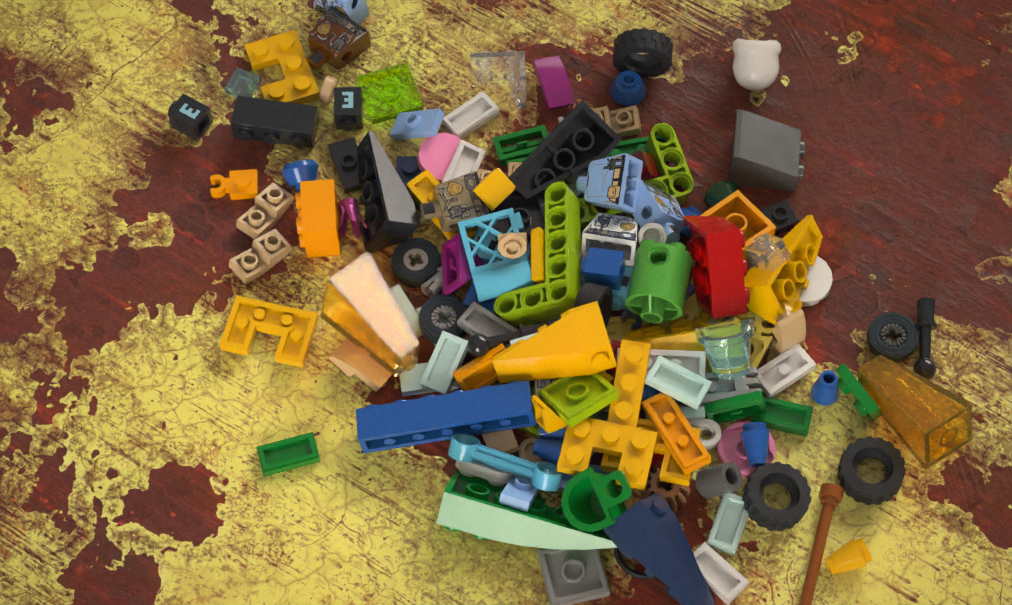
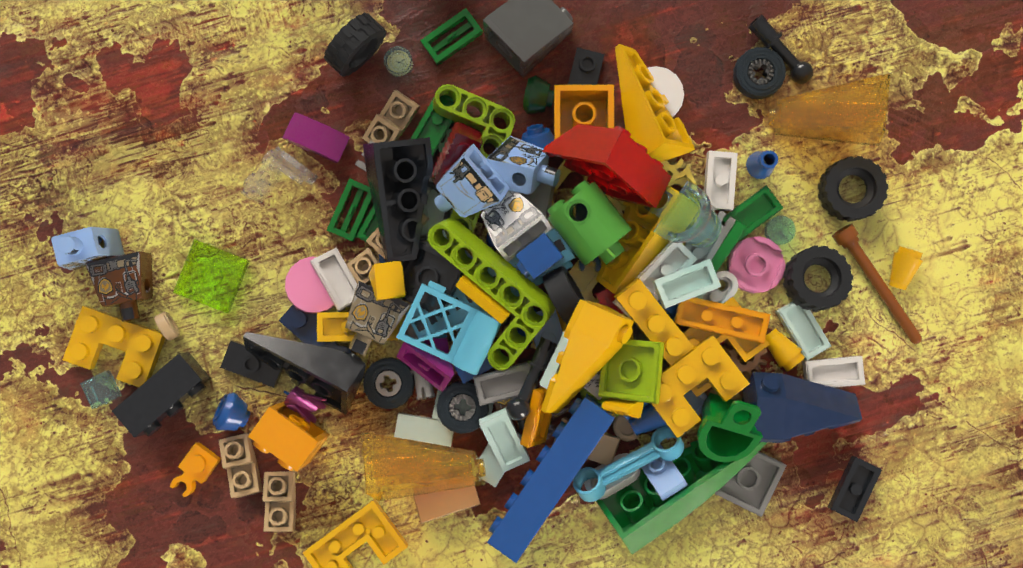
camera: 50 degrees left, 25 degrees up
(190, 117) = (97, 461): black brick -> none
(348, 108) = (200, 324): black brick -> none
(417, 124) = (264, 282): light blue plate -> none
(470, 116) = (289, 229): white tile -> none
(512, 244) = (456, 312): tan plate -> none
(628, 89) = (377, 87): blue cone -> none
(652, 232) = (544, 193): white plate -> none
(660, 95) = (398, 61): none -> clear light blue tile
(698, 518) = (784, 350): none -> yellow cone
(710, 119) = (444, 28): none -> green tile
(718, 480) = (779, 306): dark grey brick -> none
(755, 441) = (767, 258): blue cone -> none
(767, 252) = (634, 112): clear plate -> none
(789, 331) = (700, 152): tan slope -> none
(789, 446) = (780, 230): none -> clear light blue tile
(864, 403) = (798, 145): green plate -> none

